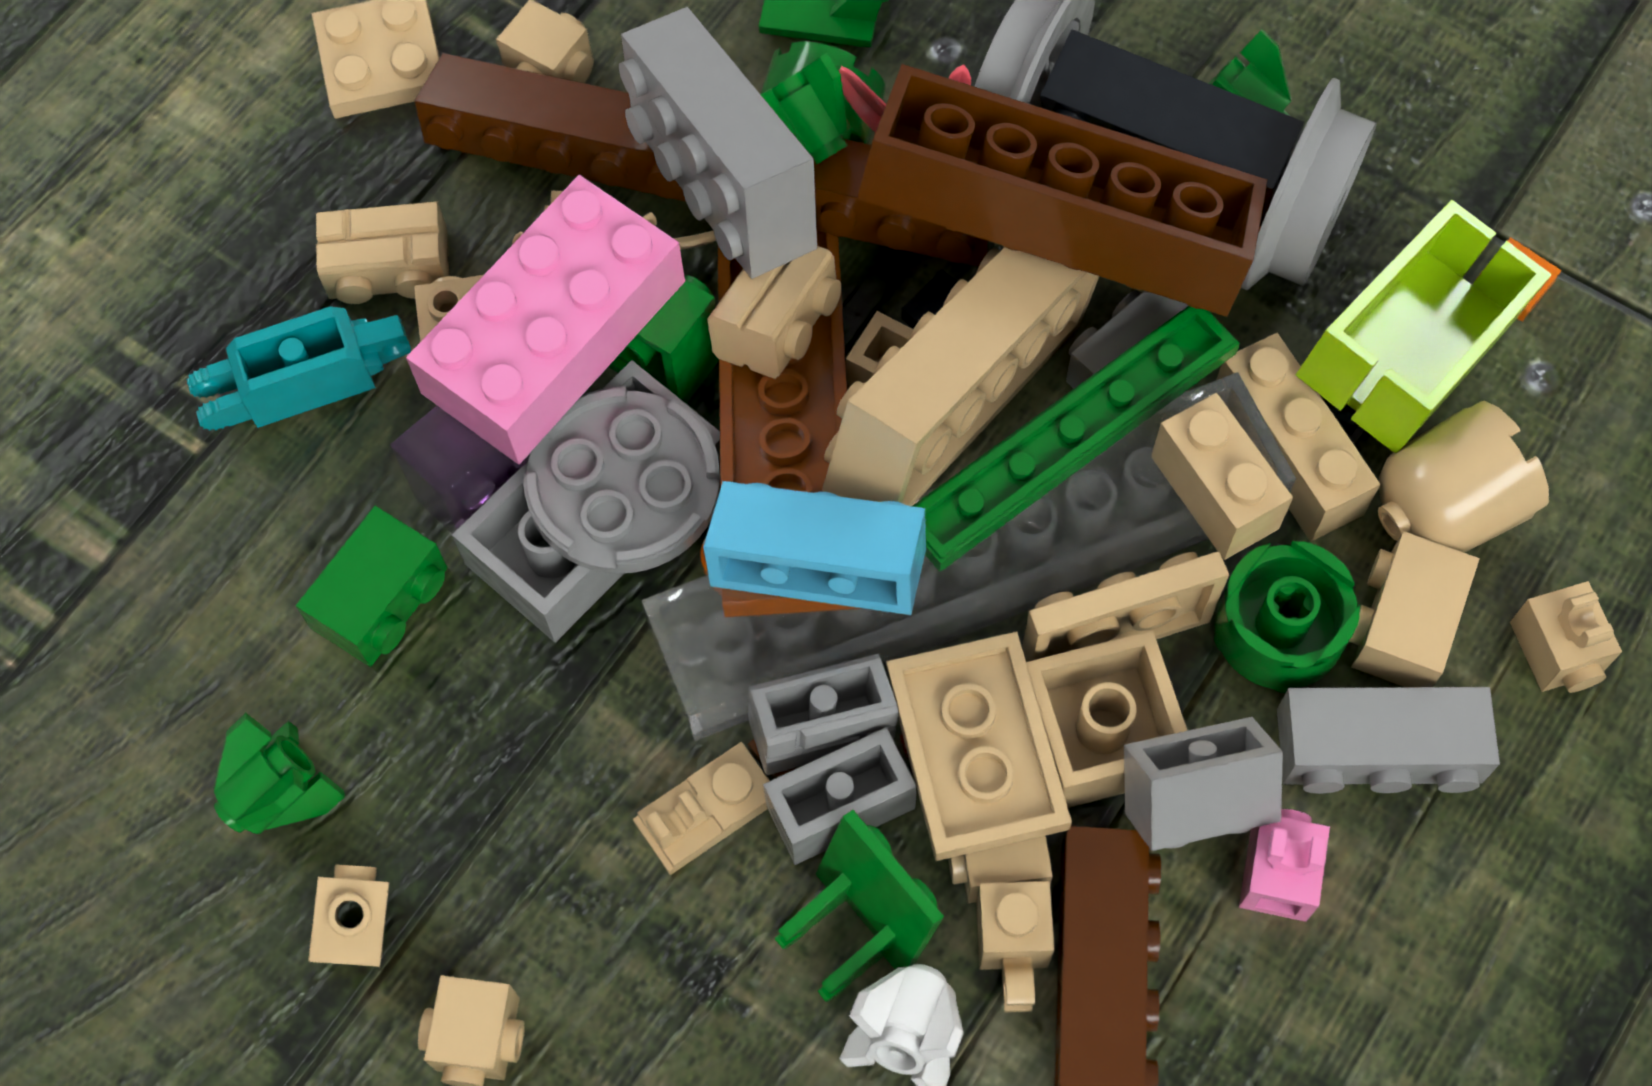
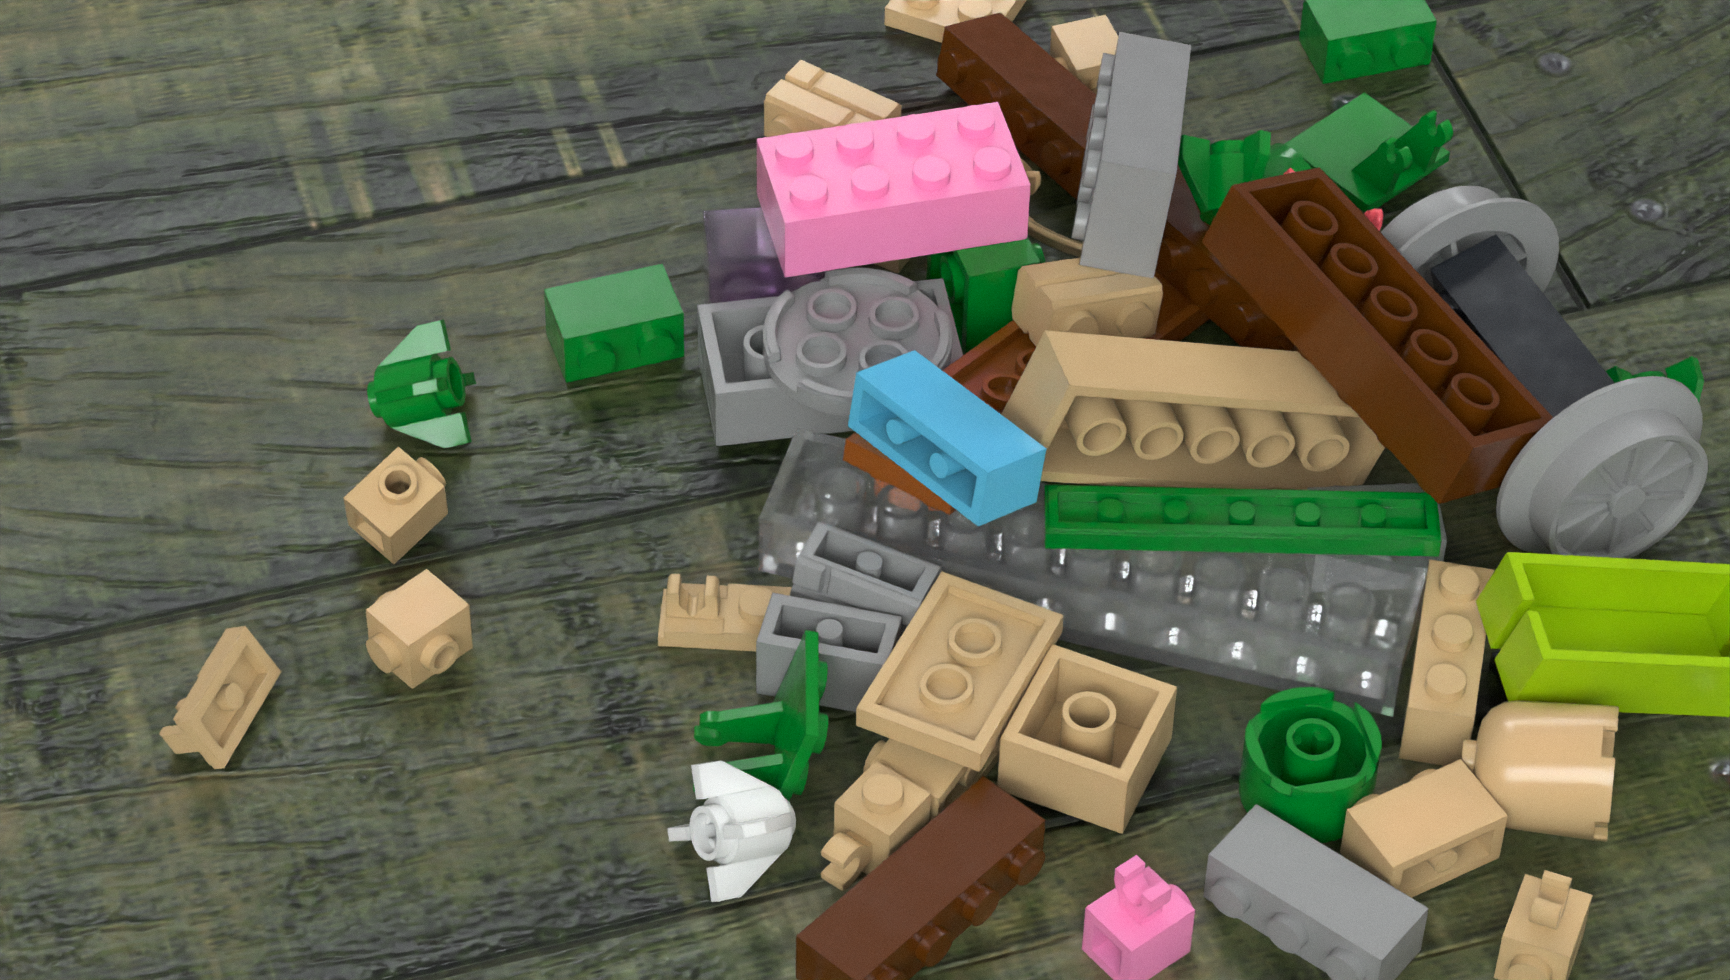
camera: 35 degrees right, 20 degrees down
(296, 367) = (682, 149): teal hinge -> none
(1124, 605) = (1215, 677): tan plate -> none
(1203, 783) = (1108, 797): light grey brick -> none
(1221, 476) = (1326, 606): tan brick -> none

